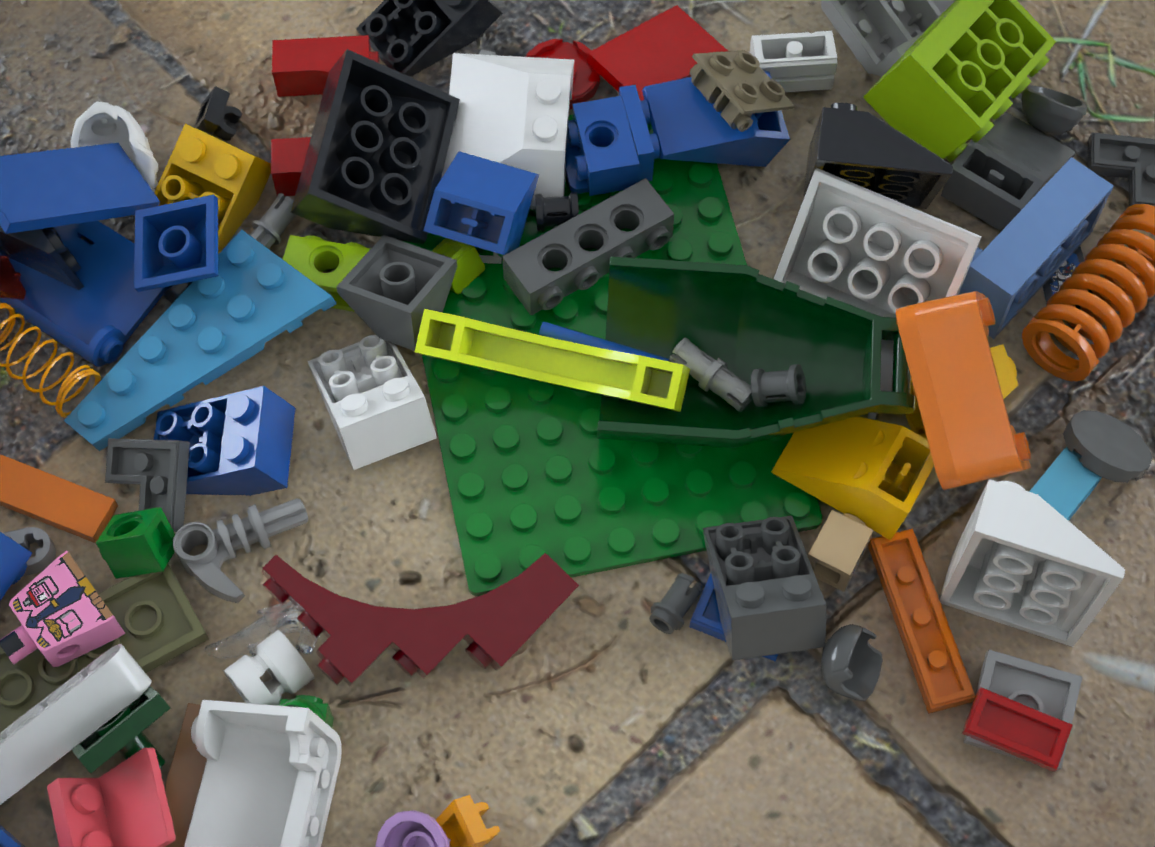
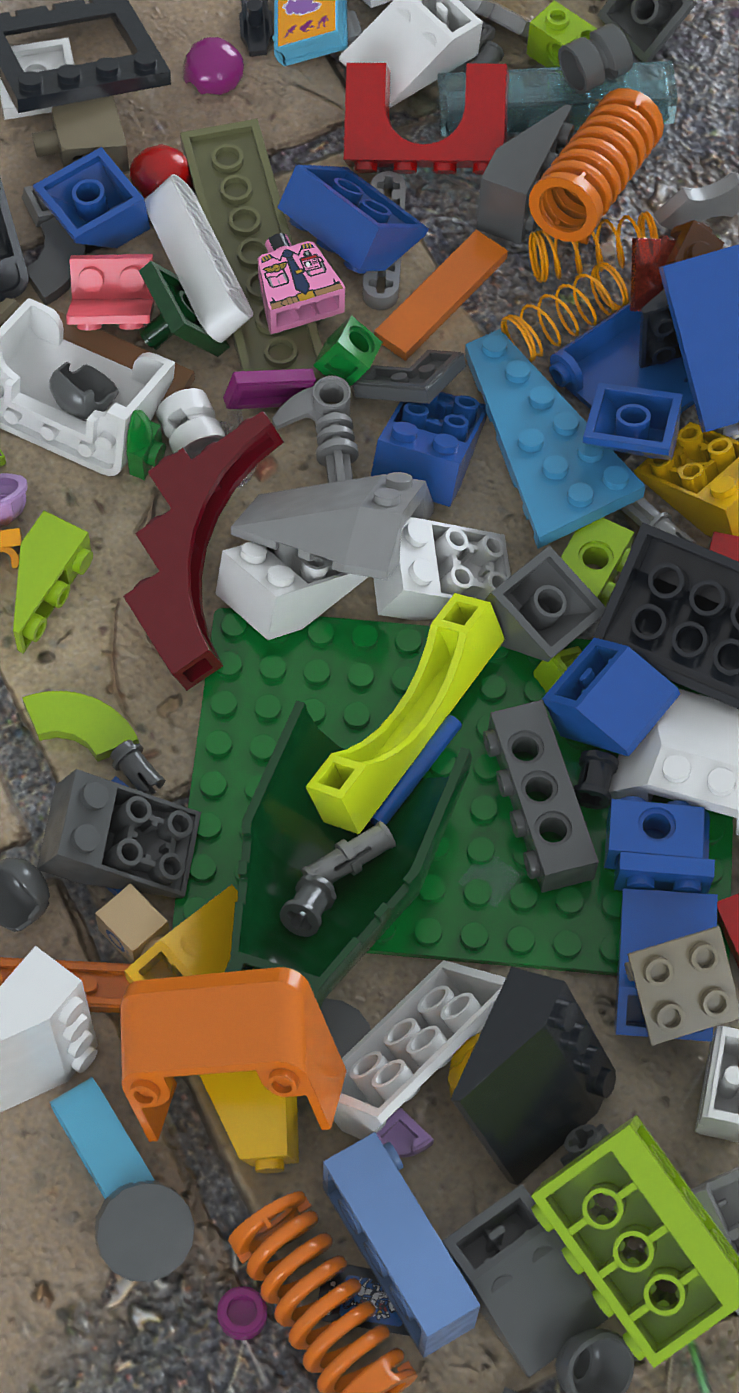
camera: 105 degrees right, 0 degrees up
(202, 607) = (266, 387): none -> magenta tile
(255, 795) = (82, 390): none -> dark grey hair
(360, 477) = (344, 521): none -> light grey wedge
(424, 518) = (279, 589): none -> white slope
(492, 767) = (48, 564): none -> lime slope
(638, 679) = (78, 719): none -> lime tile
(1126, 364) = (242, 1313): none -> magenta tile

